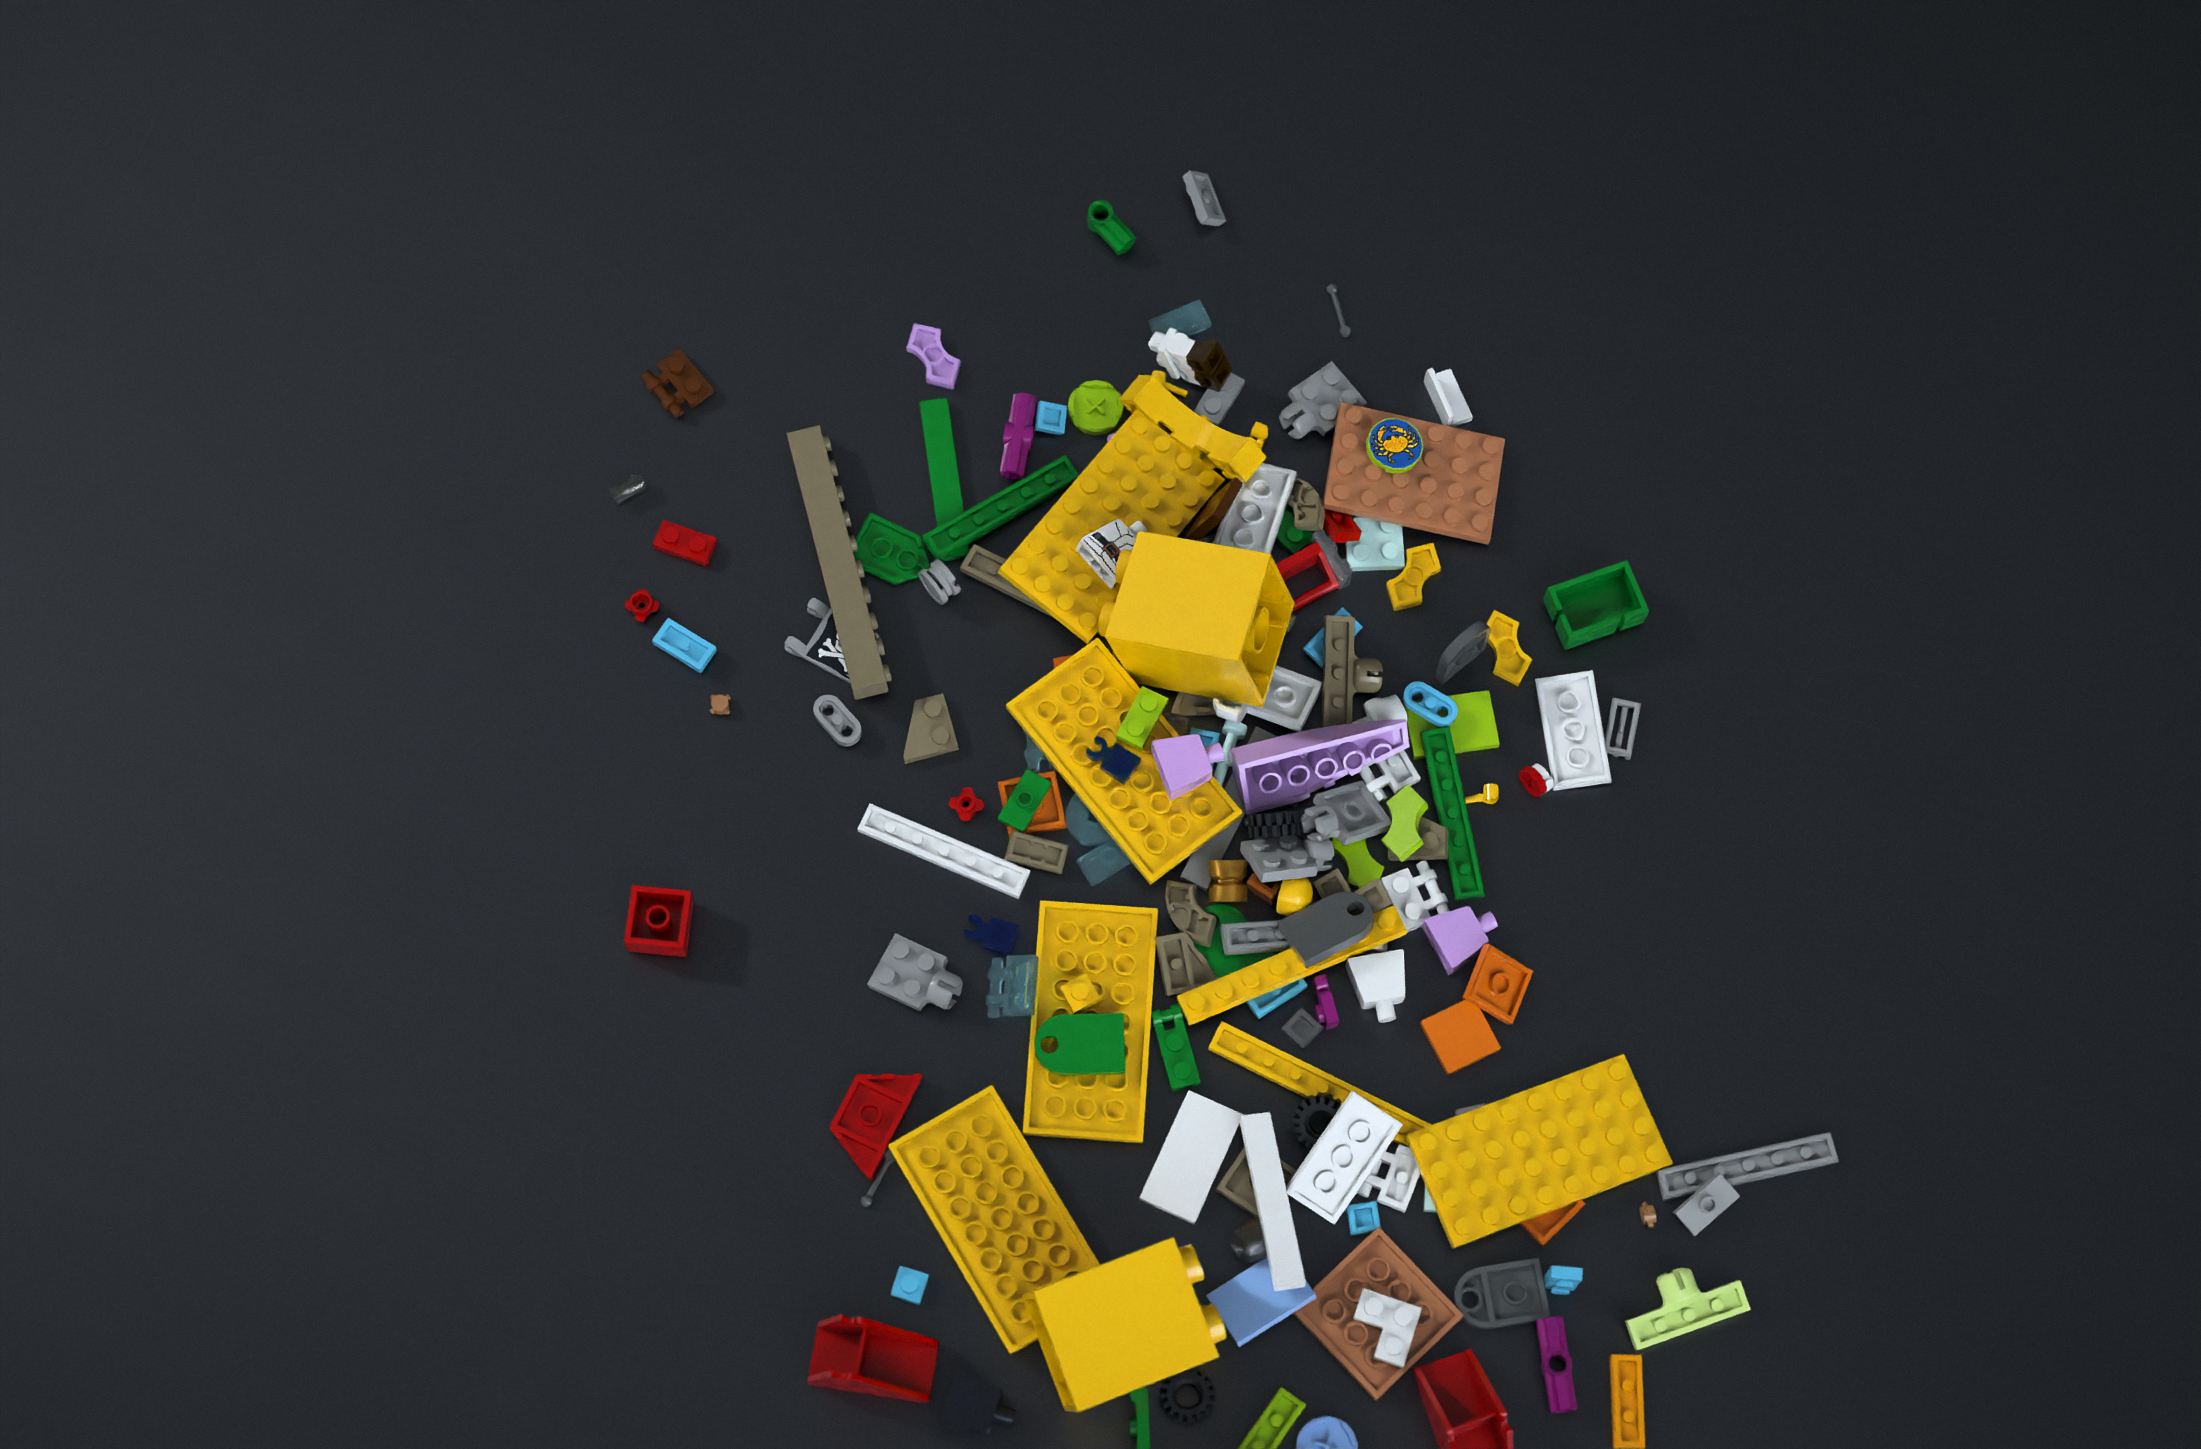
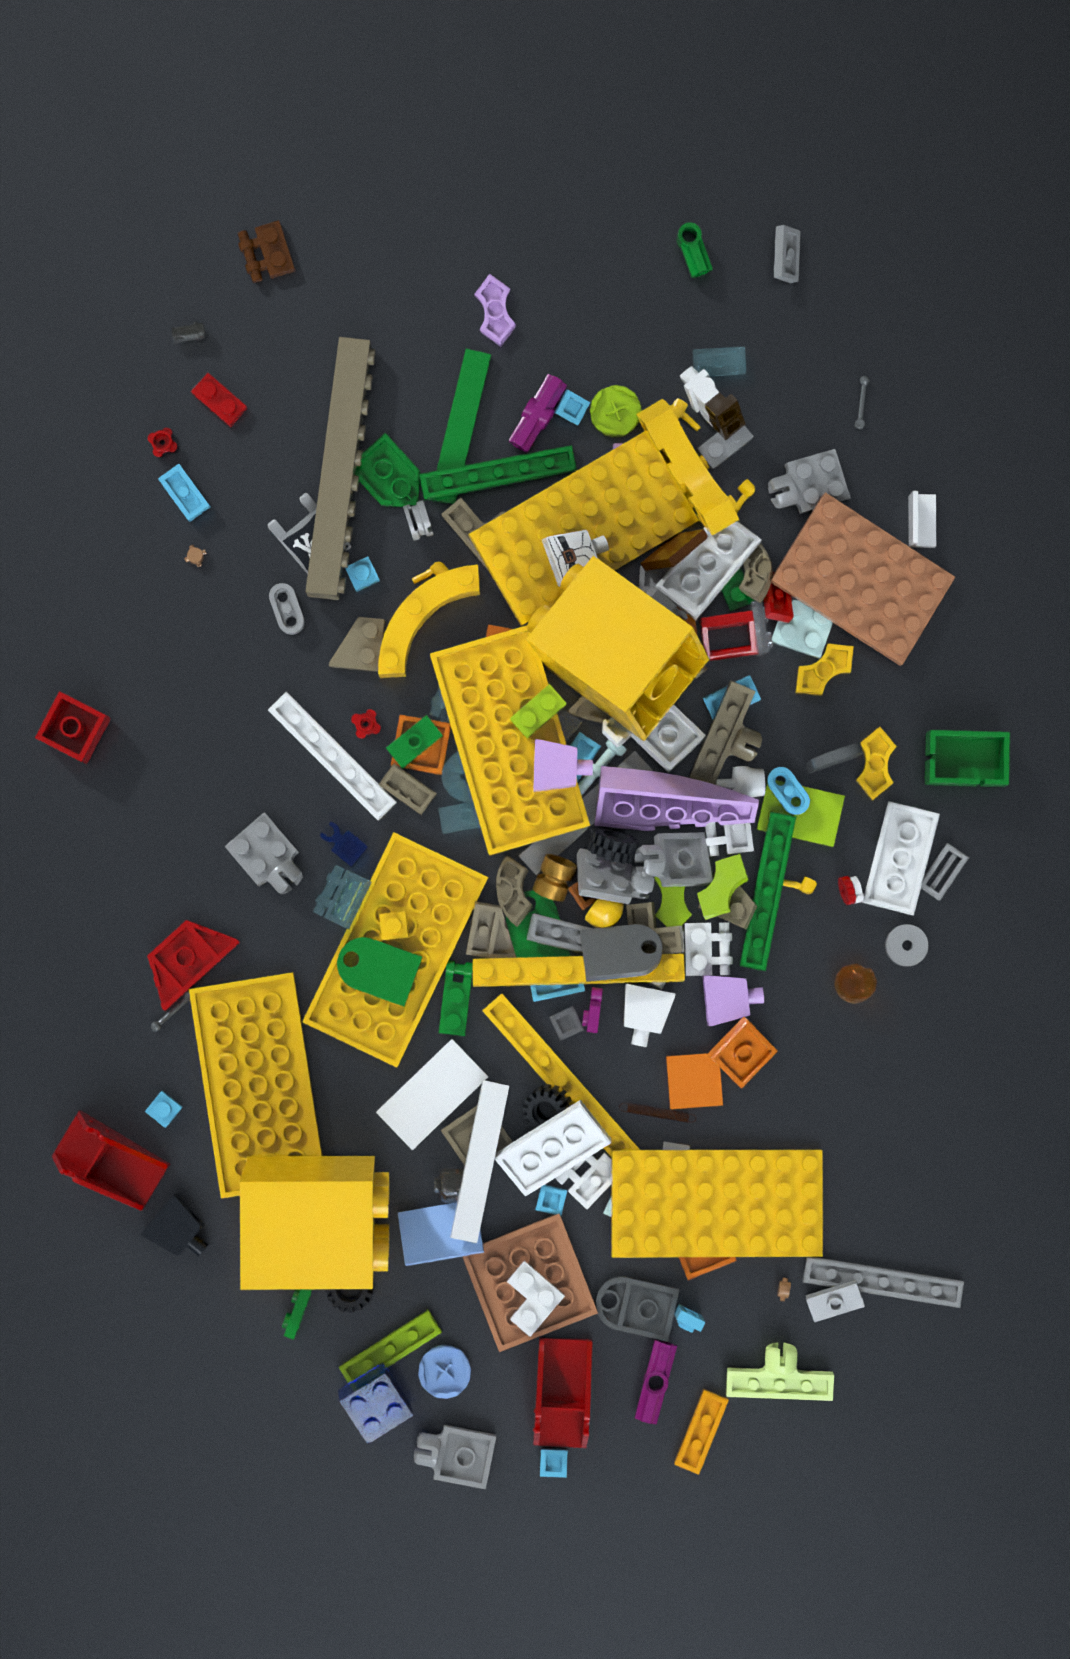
camera: 25 degrees right, 15 degrees up
(901, 658) = (362, 574): none -> medium azure plate
(978, 624) = (436, 568): none -> yellow hand
(981, 652) = (419, 607): none -> yellow brick
(1117, 762) = (502, 741): clear blue plate -> none
(1394, 445) = (854, 551): tile -> none
(1437, 1083) = (660, 1116): none -> reddish brown piece
(1582, 870) = (855, 983): none -> clear orange hair
(1620, 802) = (918, 942): none -> light grey piece

